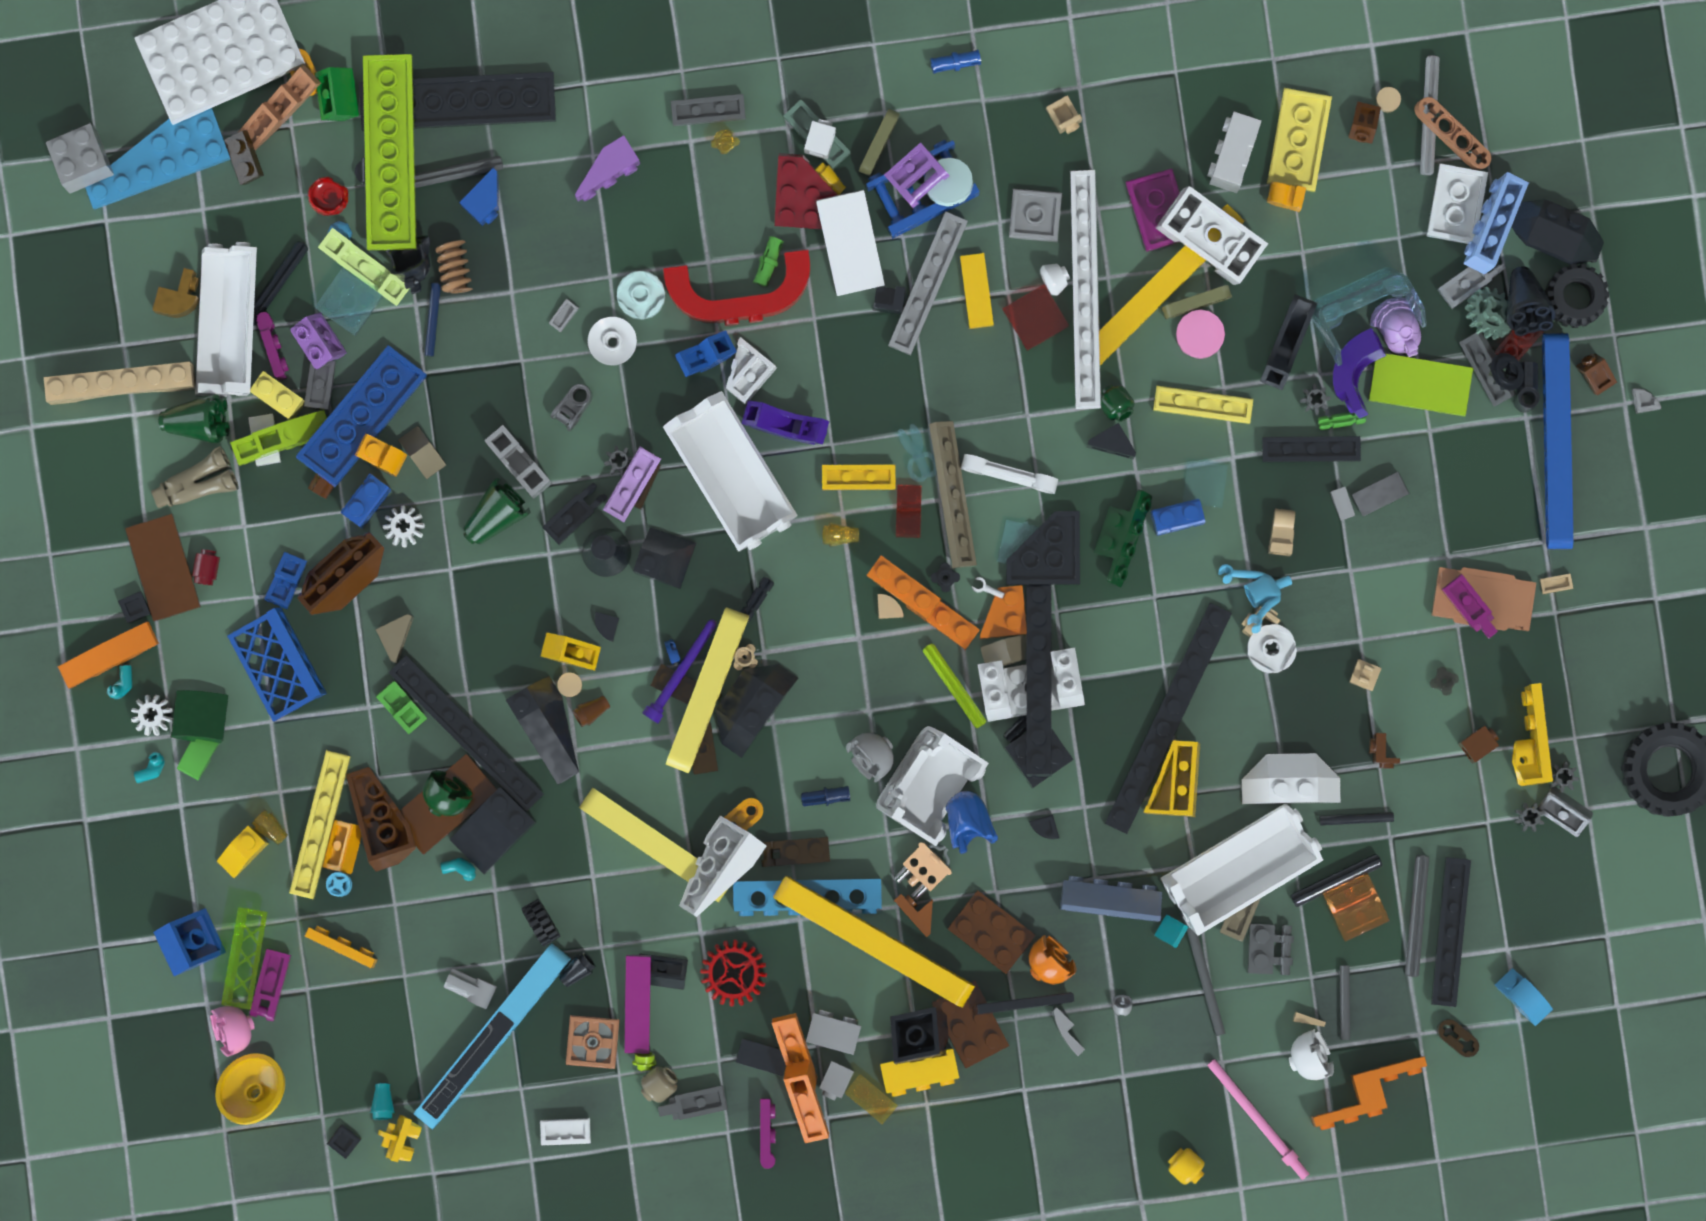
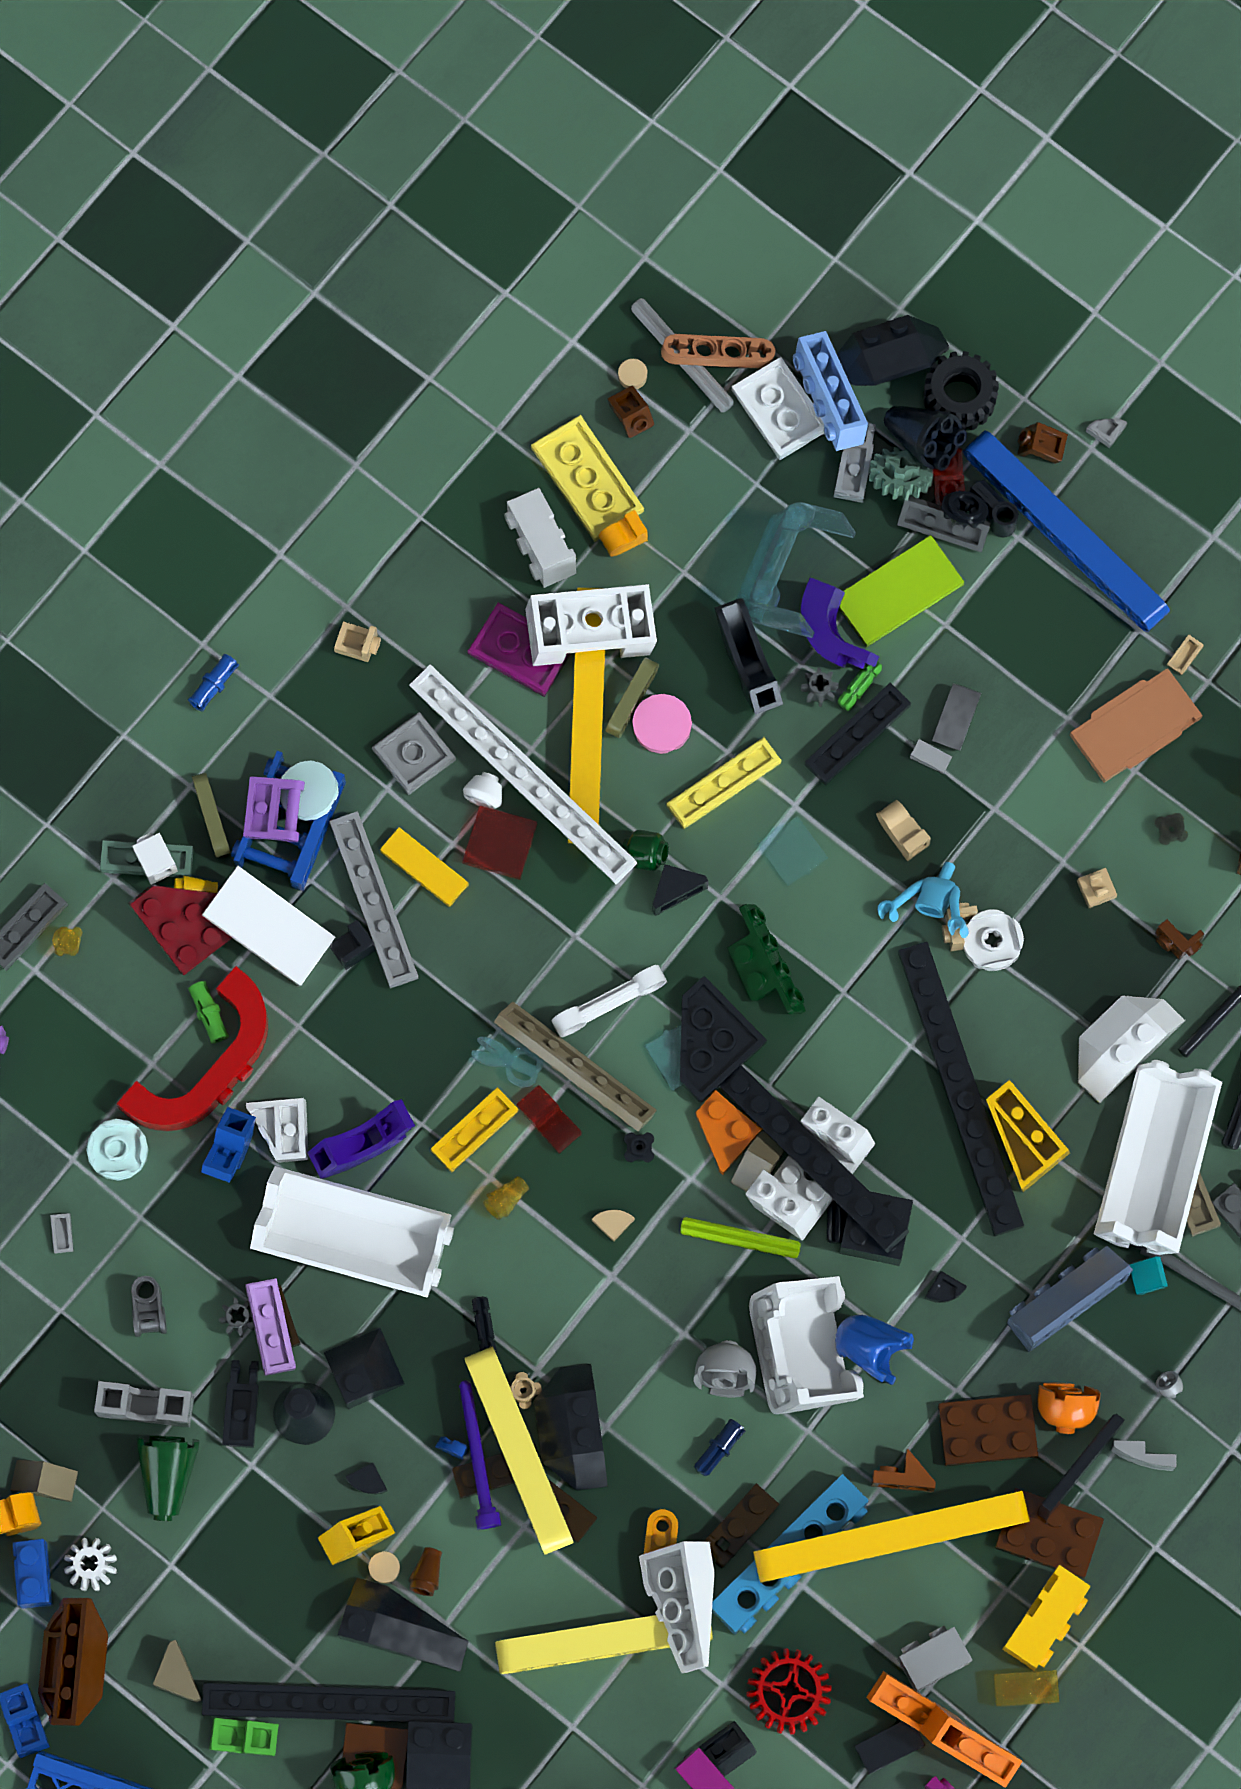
camera: 45 degrees left, 10 degrees down
(605, 330) = (120, 1202): white dish -> none
(836, 1080) = (978, 1702): light grey brick -> none
(918, 1035) = (1014, 1584): black slope -> none
(923, 602) = (641, 1187): orange bracket -> none
(932, 862) = (877, 1417): light nougat piece -> none
(988, 589) = (686, 1122): white hand -> none
(1177, 517) = (797, 900): blue brick -> none
(1398, 326) = (830, 557): lavender helmet -> none
(1470, 605) = (1131, 739): magenta hinge -> none

